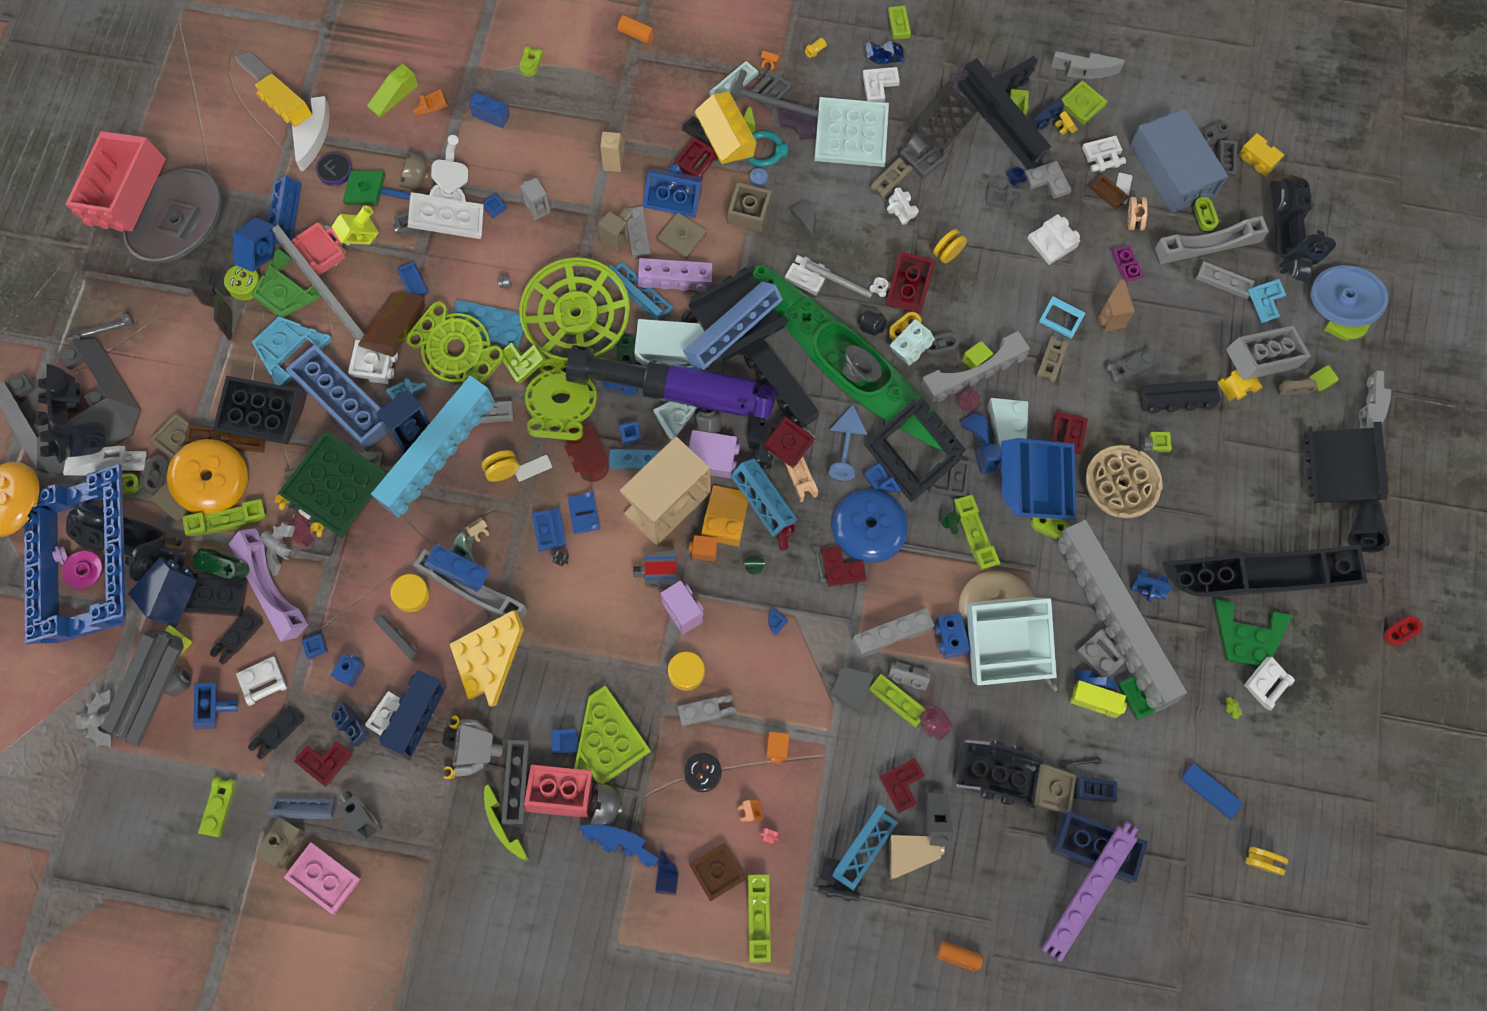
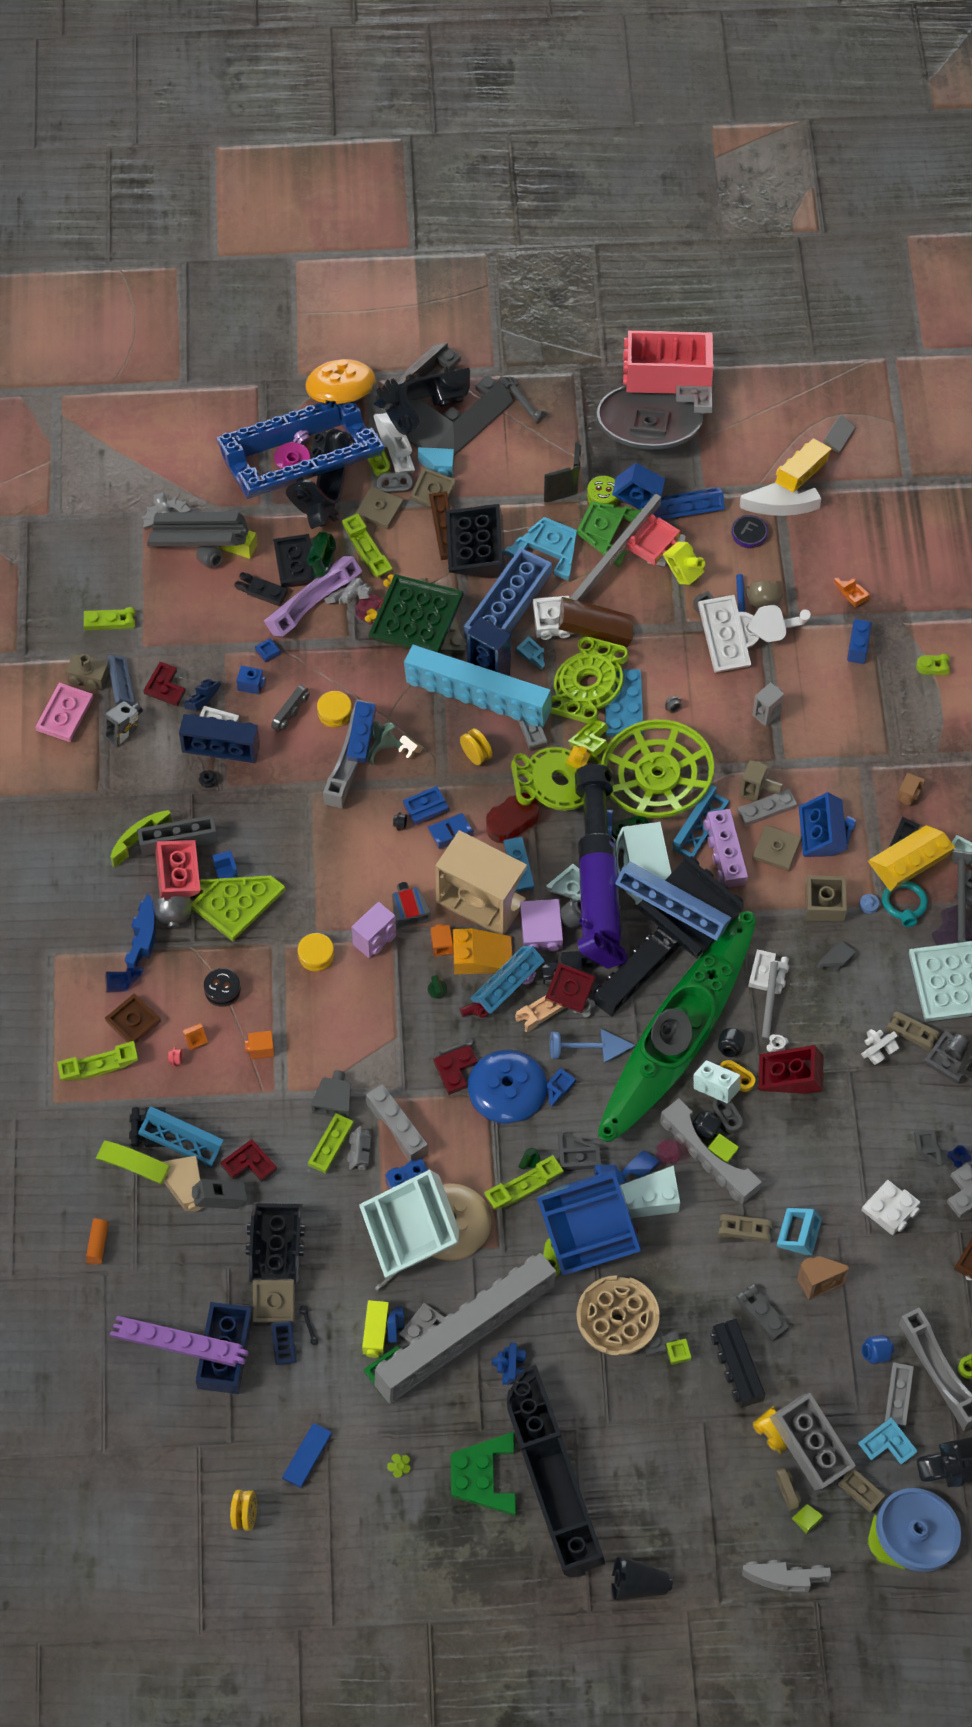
camera: 80 degrees right, 10 degrees down
(144, 425) = (437, 460): none -> medium azure slope
(164, 591) = (283, 519): dark blue slope -> none
(165, 166) = (698, 394): none -> light grey plate
(207, 706) = (192, 583): blue brick -> none
(220, 492) = (405, 537): light orange brick -> none
(258, 676) = (230, 615): white plate -> none
(276, 732) = (184, 643): black hinge -> none
(364, 188) = (735, 560): green plate -> none
(393, 90) = (854, 555): lime slope -> none
(412, 279) = (650, 628): blue tile -> none
(471, 748) = (201, 792): light grey torso -> none
(487, 655) = (287, 782): yellow wing -> none
(494, 206) = (755, 675): blue tile -> none
(534, 467) = (486, 779): white sticker -> none
(543, 375) = (578, 757): none -> yellow tile
(612, 151) = (848, 758): tan slope -> none
(630, 433) = (543, 849): blue slope -> none
(654, 113) = (910, 789): none -> medium nougat brick
(692, 155) = (871, 835): dark red plate -> none
(704, 710) = (281, 977): light grey hinge -> none
(748, 117) = (932, 878): lime slope -> none
(776, 622) = (384, 1021): blue tile -> none
(884, 903) = (133, 1161): none -> lime slope
(896, 466) = (580, 1089): black hinge -> none
(935, 722) = (314, 1177): clear pink brick -> none
(950, 246) = (843, 1098): yellow head -> none
(950, 362) = (707, 1125): none -> black head
(1074, 431) = (662, 1262): dark red plate -> none
(1126, 263) = (886, 1289): magenta slope -> none
(1137, 213) = (948, 1283): light nougat head -> none
(1184, 284) = (877, 1349): none -> blue head
(1264, 679) = (436, 1490): white plate -> none
(1309, 328) = (861, 1490): none -> dark tan plate
(1346, 464) = (704, 1544): black panel -> none
(1401, 631) = (528, 1633): red plate -> none

